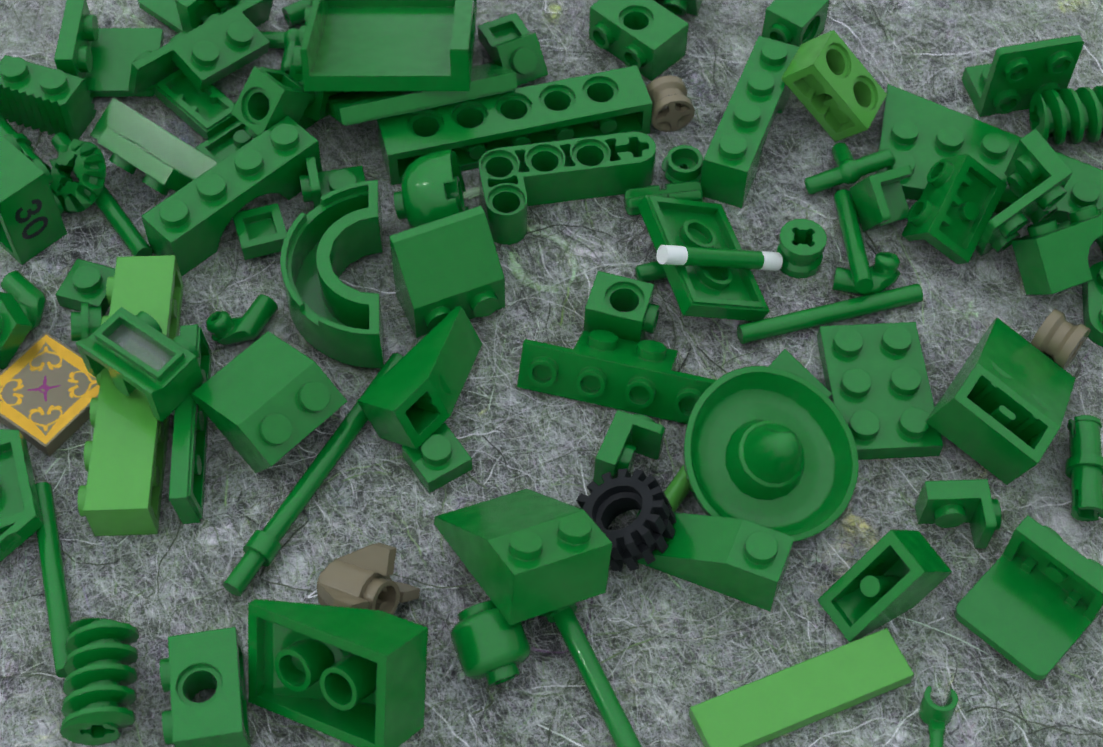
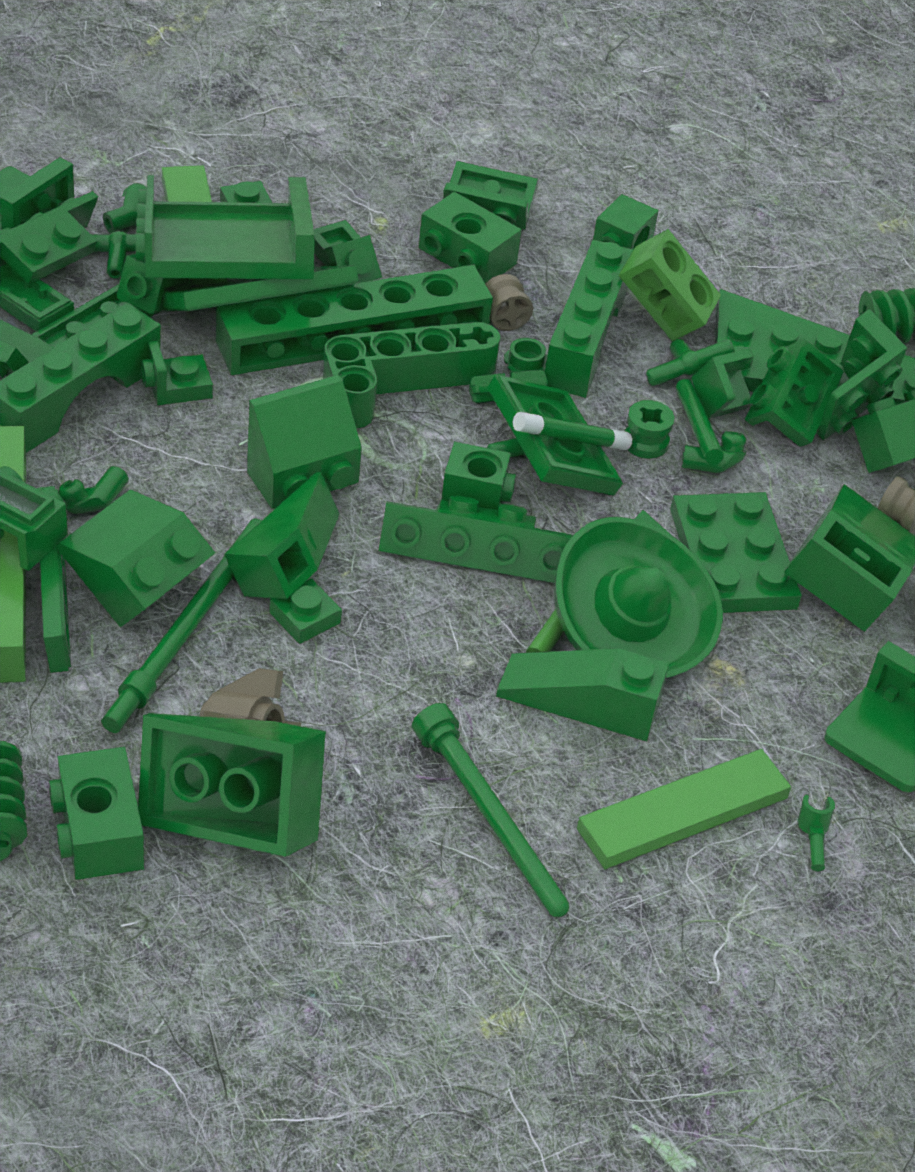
camera: 10 degrees left, 10 degrees down
(260, 231) = (105, 411): green plate -> none
(269, 98) = (95, 282): green brick -> none
(313, 257) = (169, 455): green brick -> none
(431, 189) = (277, 365): green cylinder -> none
(489, 644) = (378, 763): green head -> none
(529, 552) = (415, 680): green slope -> none
(624, 439) = (495, 590): green bracket -> none
(646, 531) = (507, 675): black tyre -> none
(829, 313) = (680, 486): green bar -> none
(884, 583) = (756, 709): green slope -> none
(959, 502) = (822, 643): green bracket -> none
(1019, 72) = (846, 274): green bracket -> none

